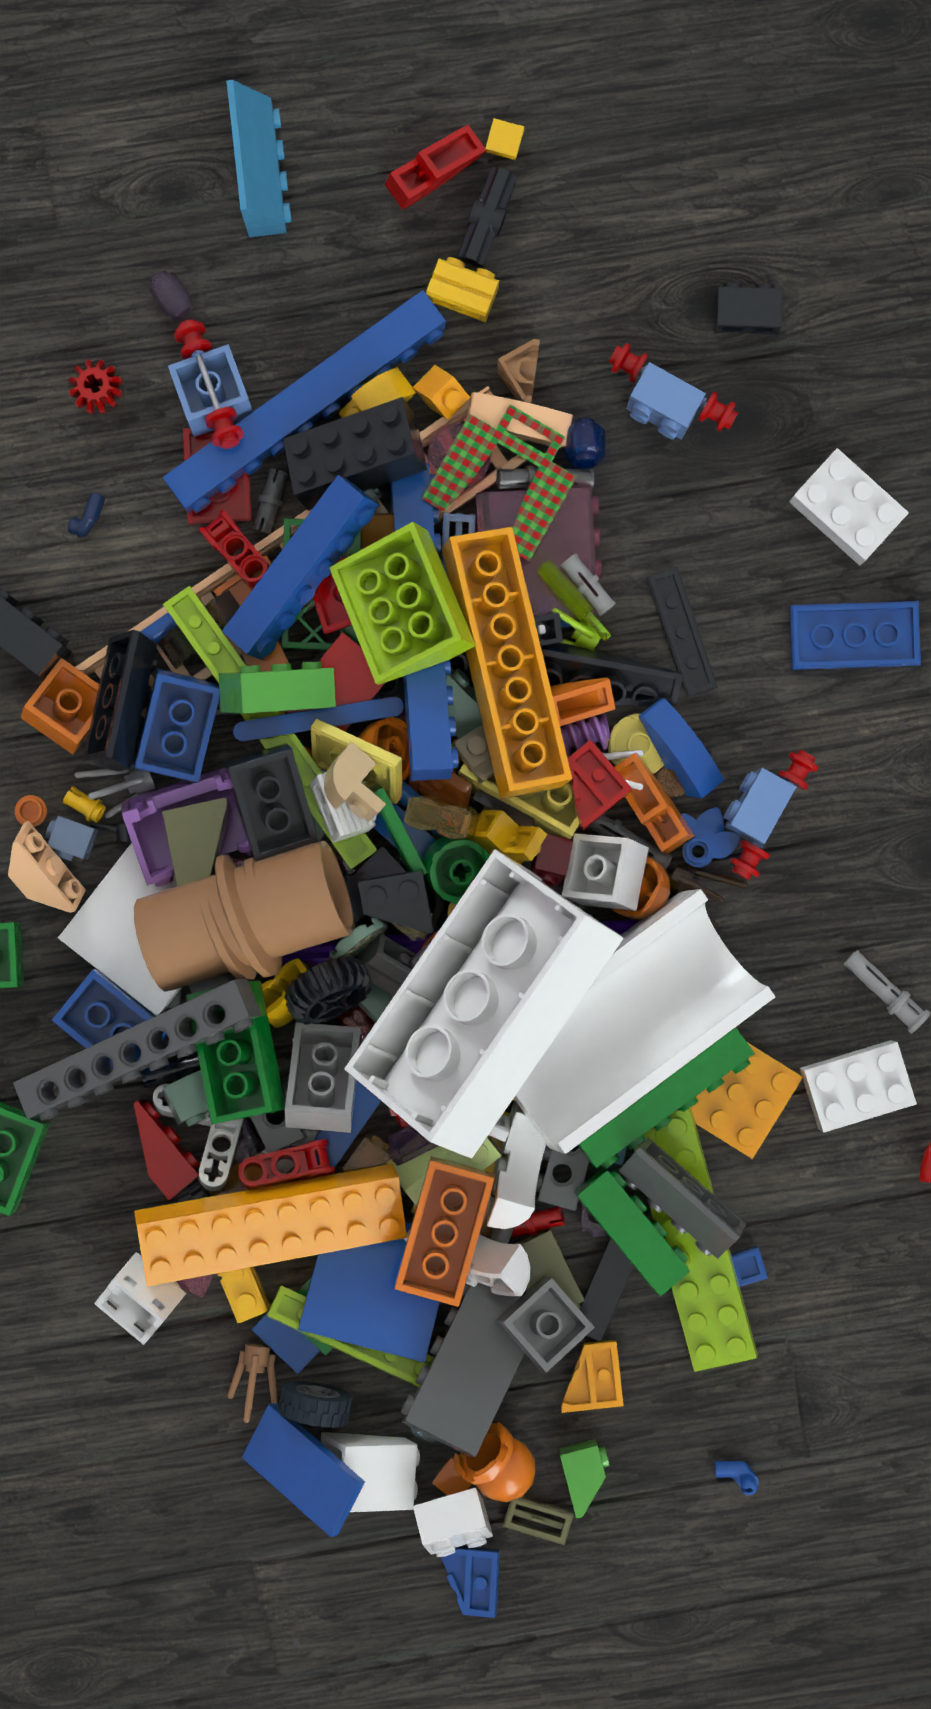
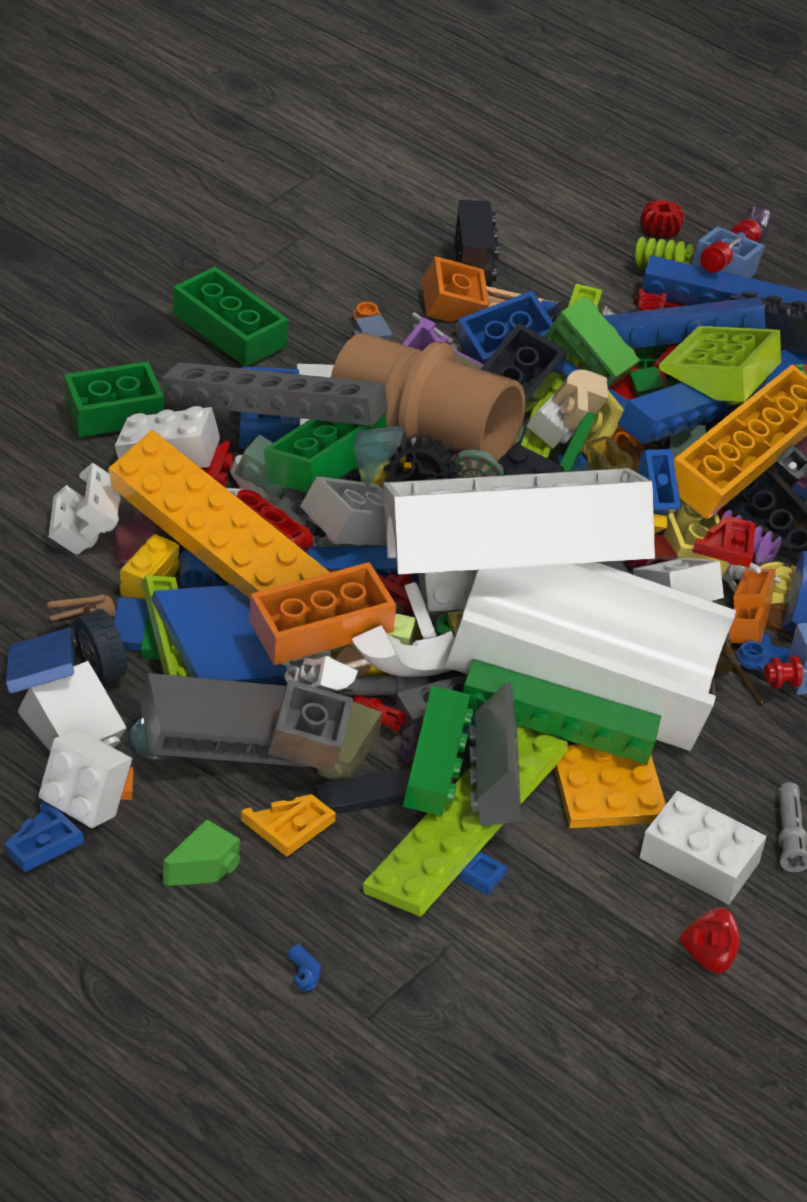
camera: 40 degrees right, 45 degrees down
(42, 873) = (336, 319): light nougat slope -> none
(88, 807) = (399, 331): yellow pin -> none
(91, 514) = (581, 253): dark blue arm -> none
(103, 1161) = (189, 431): none -> white brick
(121, 701) = (483, 289): black slope -> none
(161, 452) = (671, 251): none -> lime piece
(286, 1026) = (374, 449): none -> clear light blue slope
(349, 668) = (646, 381): none -> green tile
(501, 1468) = (160, 785): orange tile -> none
(514, 819) = (659, 468): none -> blue slope
(534, 1531) = (141, 877): olive tile -> none
(582, 699) = (765, 512): orange slope -> none

